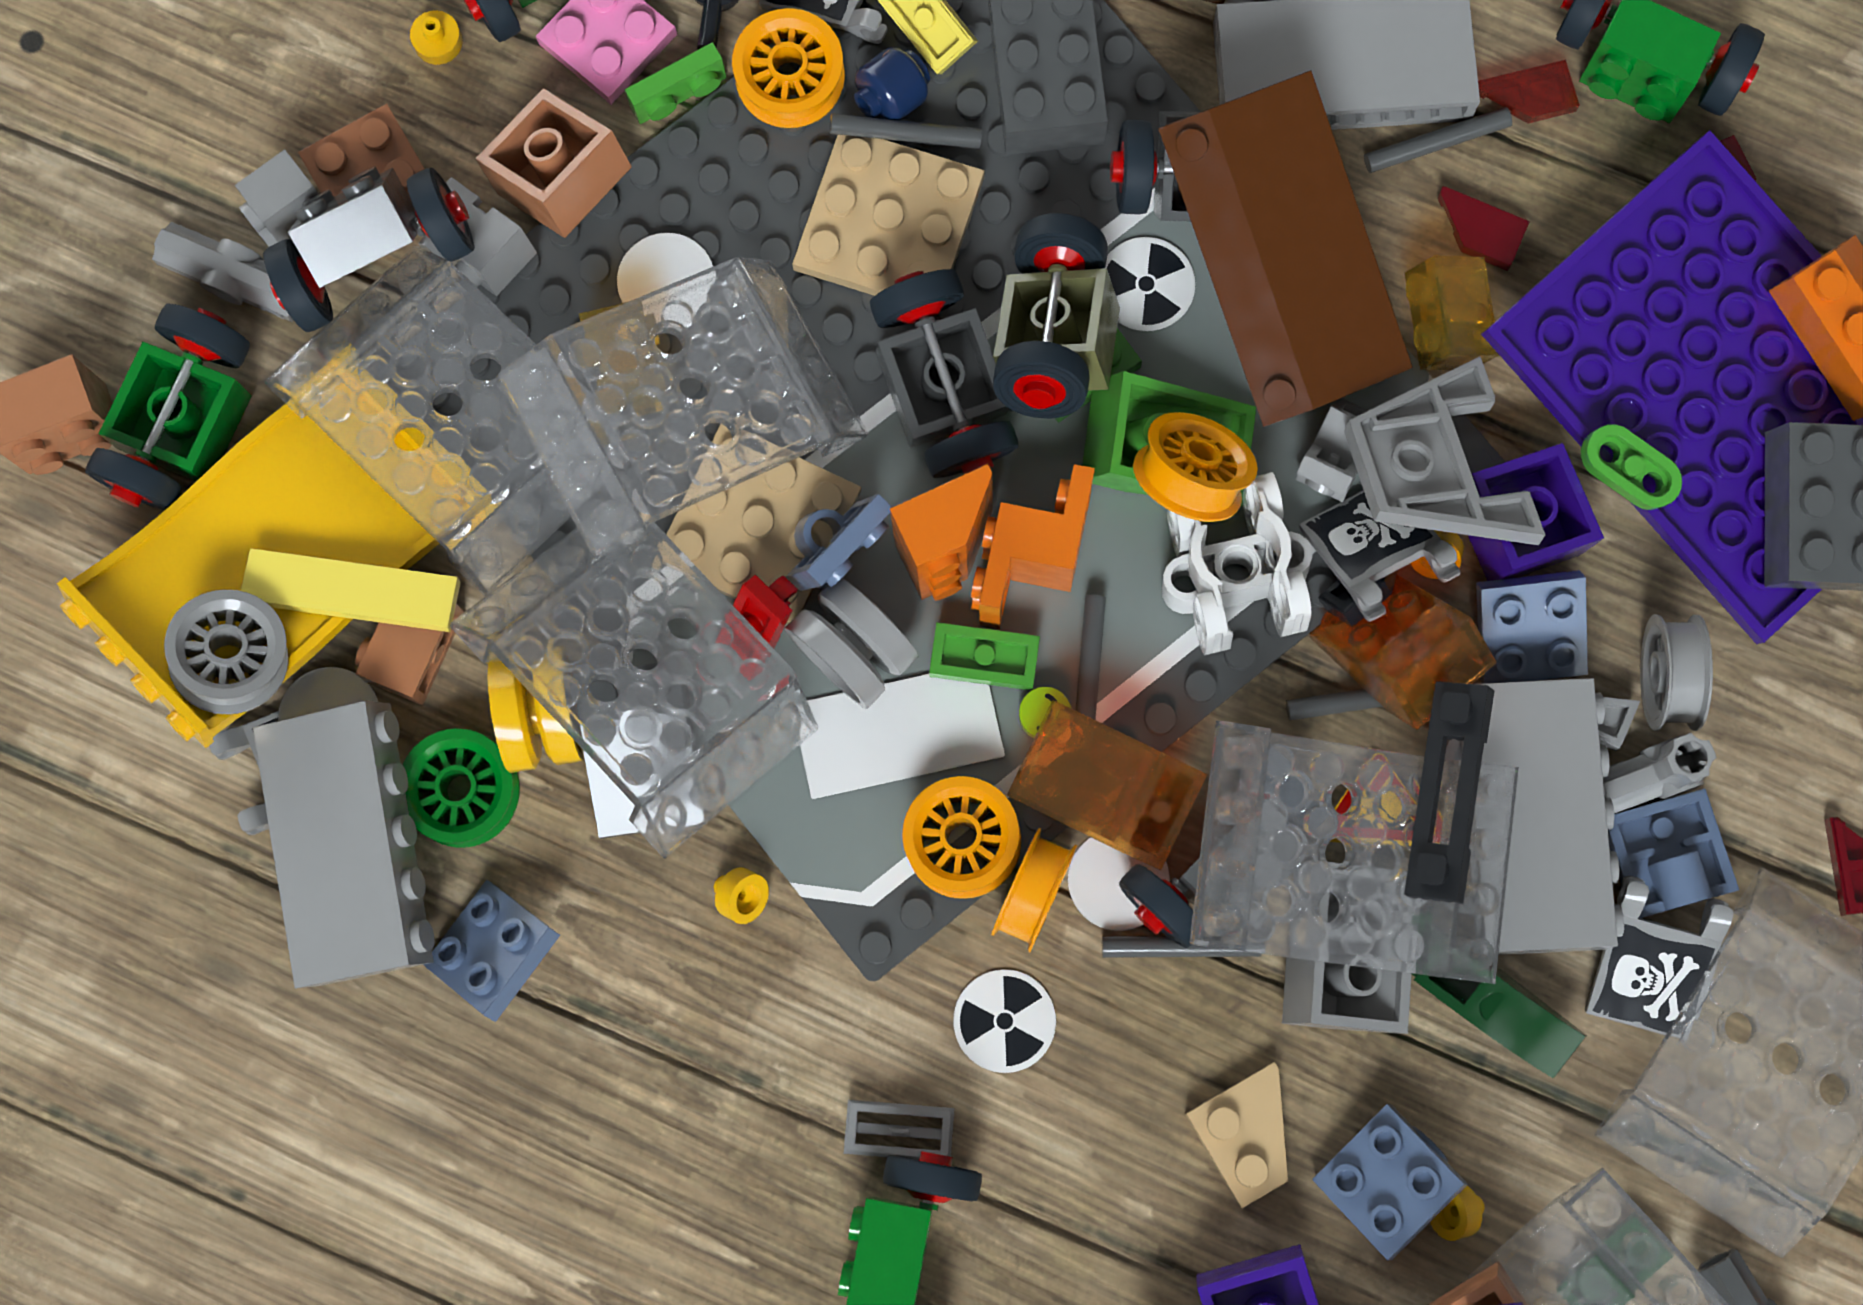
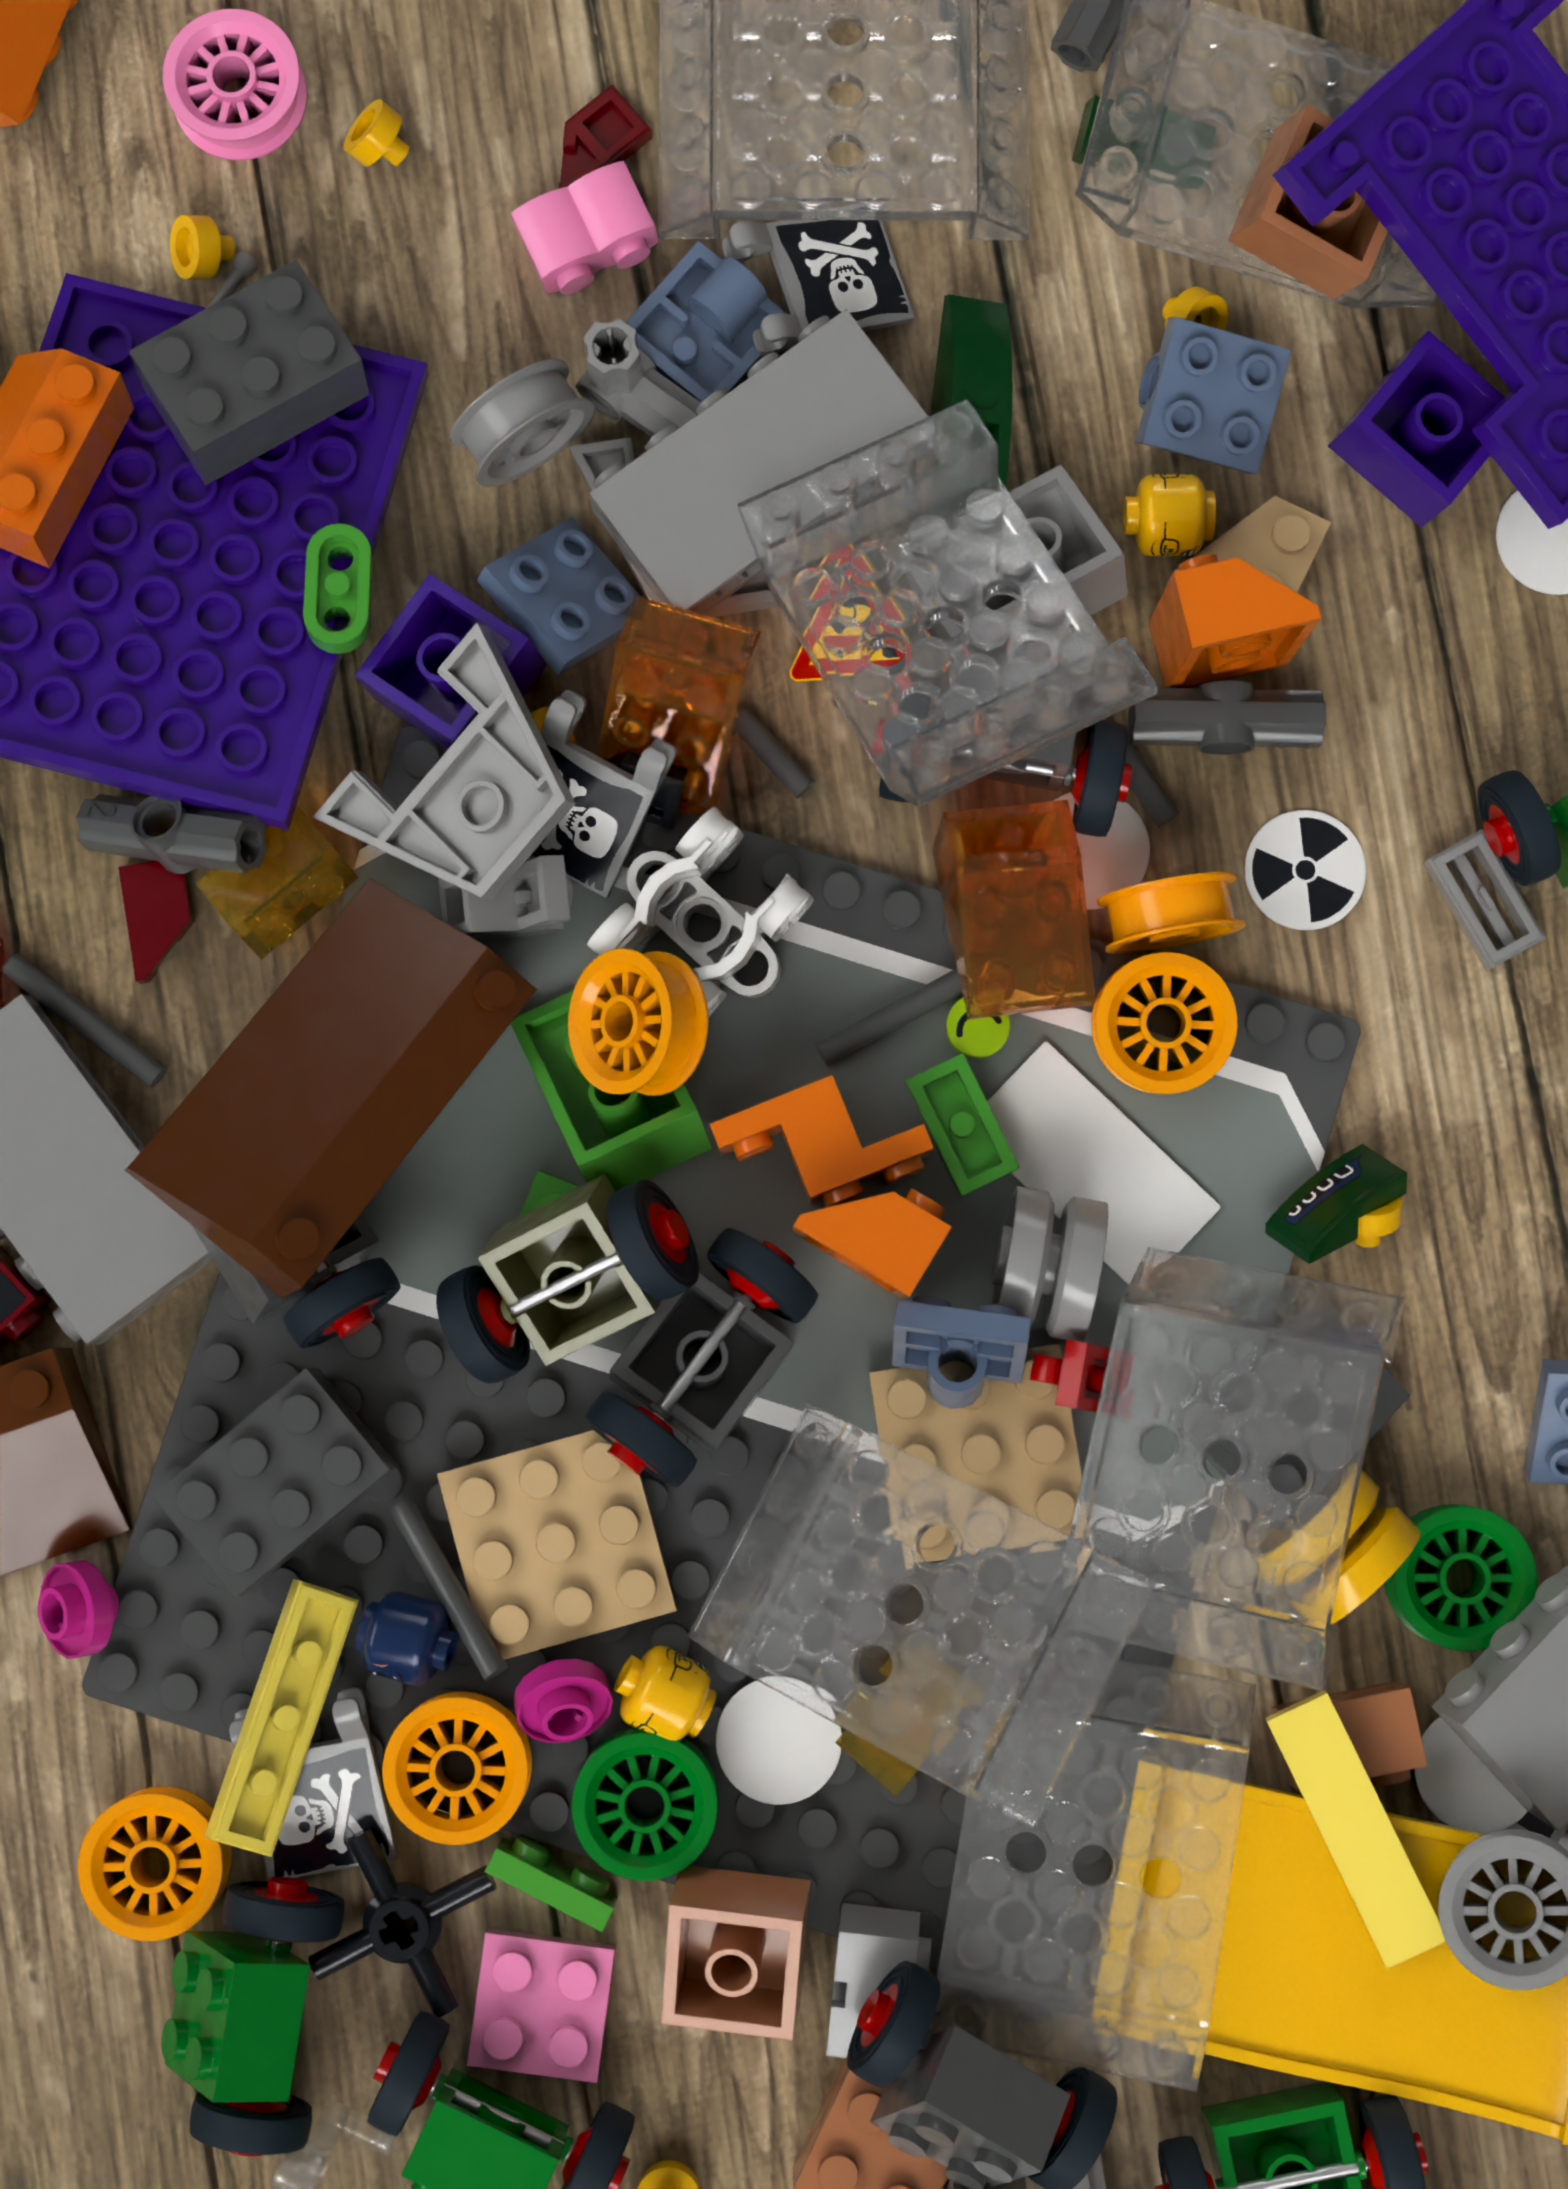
camera: 130 degrees left, 5 degrees up
(655, 136) = (688, 1843): none -> green wheel
(744, 221) = (665, 1693): none -> yellow head
(761, 859) = (1327, 1206): none -> dark green slope
(785, 155) = (562, 1701): none -> dark pink plate
(1148, 1033) = (1229, 718): none -> dark grey piece
(1150, 283) = (441, 1220): white sticker -> none
(1216, 1054) = (1226, 622): none -> orange slope
(1321, 1093) = (1170, 515): none -> yellow head
(1442, 869) = (897, 511): black container -> none
(1527, 261) = (171, 833): none -> dark grey piece
(1797, 816) = (585, 229): none -> bright pink brick

